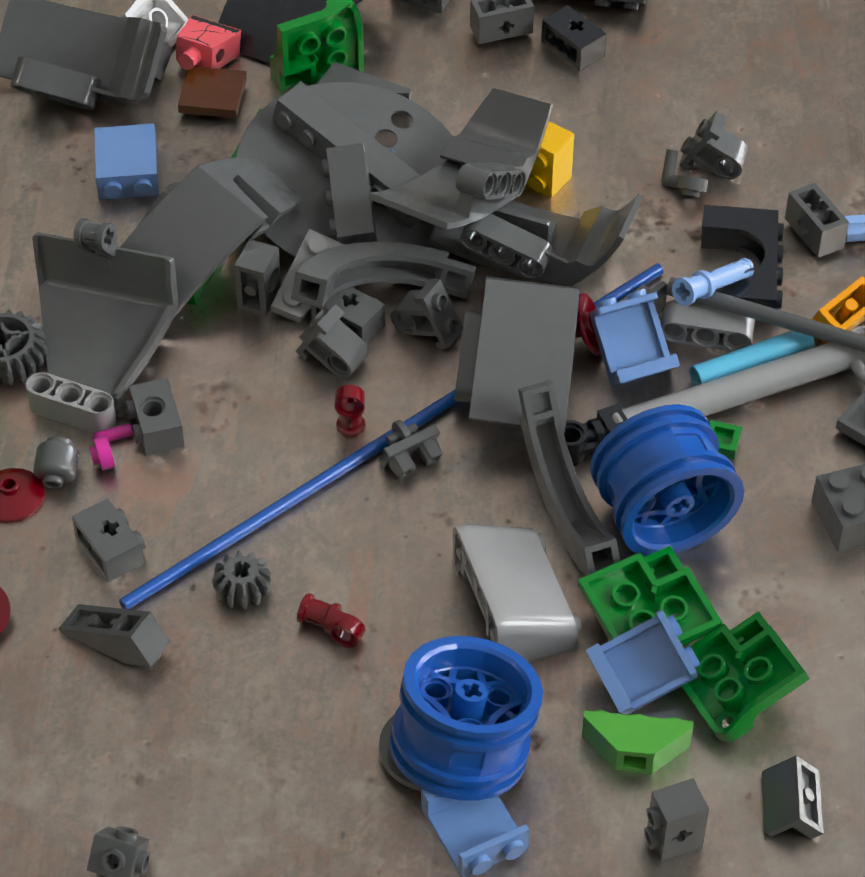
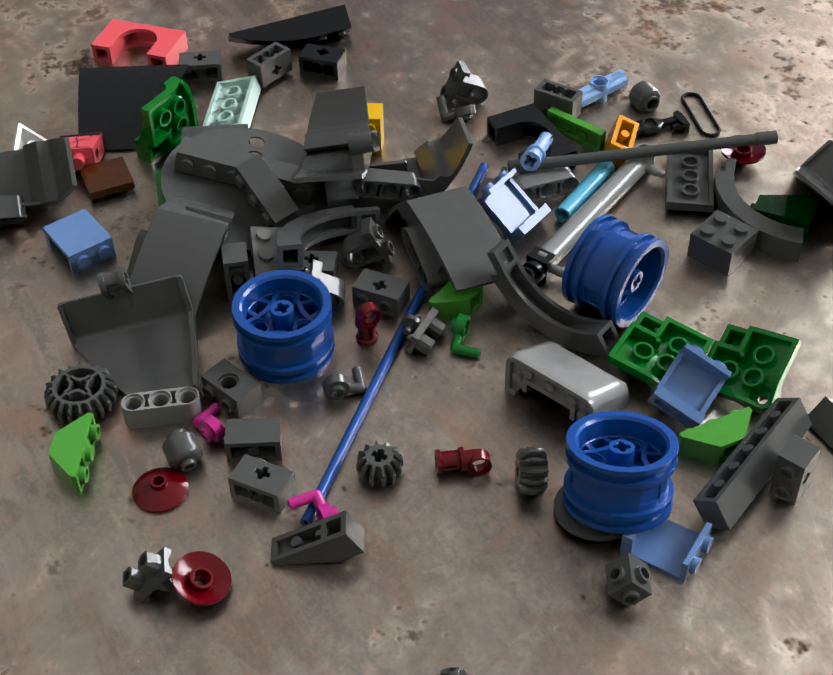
camera: 30 degrees left, 5 degrees down
(136, 485) = (253, 437): none -> dark grey brick
(144, 599) = (322, 508): none -> dark pink plate
(253, 370) = (284, 326): none -> blue wheel
(268, 470) = (337, 385): none -> dark grey plate
(386, 669) = (531, 470): none -> dark grey gear
(391, 840) = (628, 579): none -> dark grey brick
(401, 379) = (385, 291): none -> dark grey brick
(424, 53) = (233, 102): none -> light aqua slope
(455, 466) = (460, 327): none -> green plate
(475, 435) = (451, 303): none -> bright green slope
(624, 791) = (751, 464): none -> dark grey brick
(810, 267) = (577, 129): none -> bright green plate

